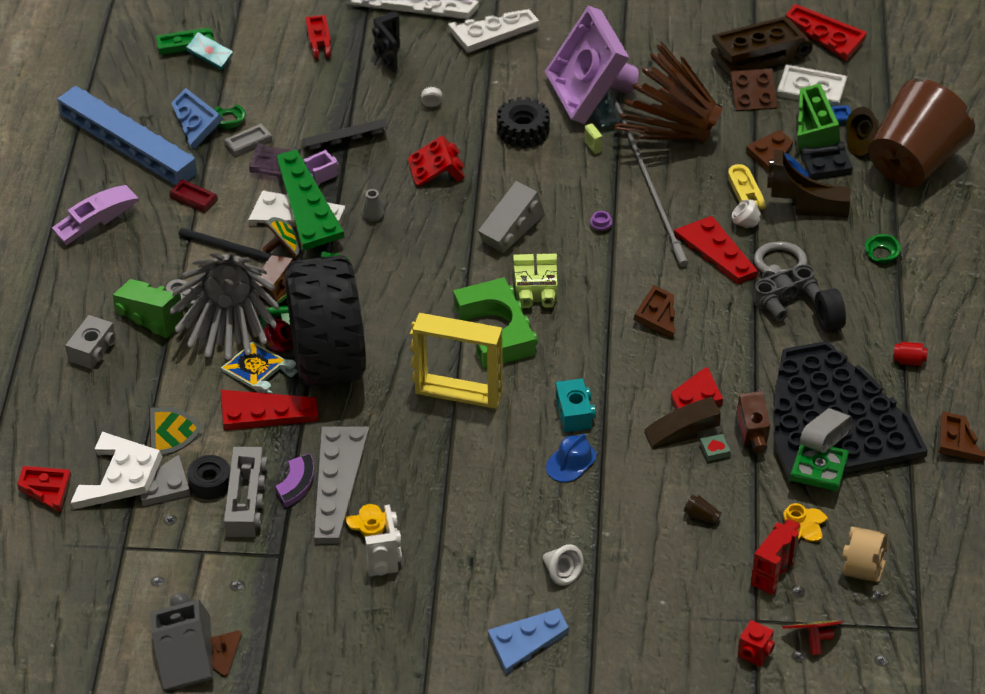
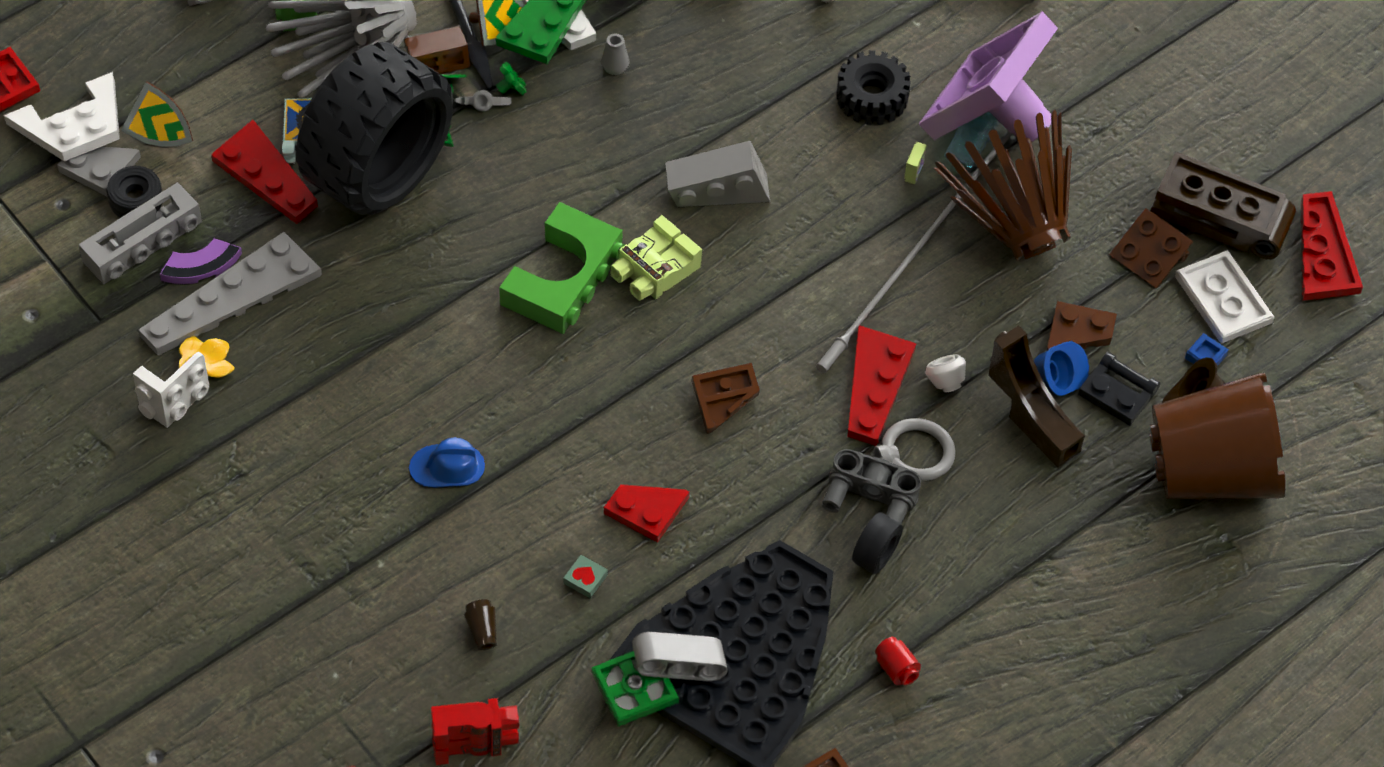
camera: 45 degrees right, 10 degrees up
(434, 160) = (741, 58): red bracket -> none
(452, 388) = (448, 274): light yellow window -> none
(522, 638) = (175, 589): medium blue wing -> none
(564, 564) = (290, 556): white hat -> none
(574, 405) = (522, 399): teal brick -> none
(601, 221) = (804, 254): medium lavender plate -> none
(683, 423) = (585, 525): dark brown slope -> none
(745, 185) = (984, 342): light yellow plate -> none
(753, 420) = (641, 584): reddish brown torso -> none
(808, 519) = (554, 731): yellow plate -> none
(816, 119) = (1161, 335): bright green wedge -> none
(883, 241) = (1038, 517): green piece -> none

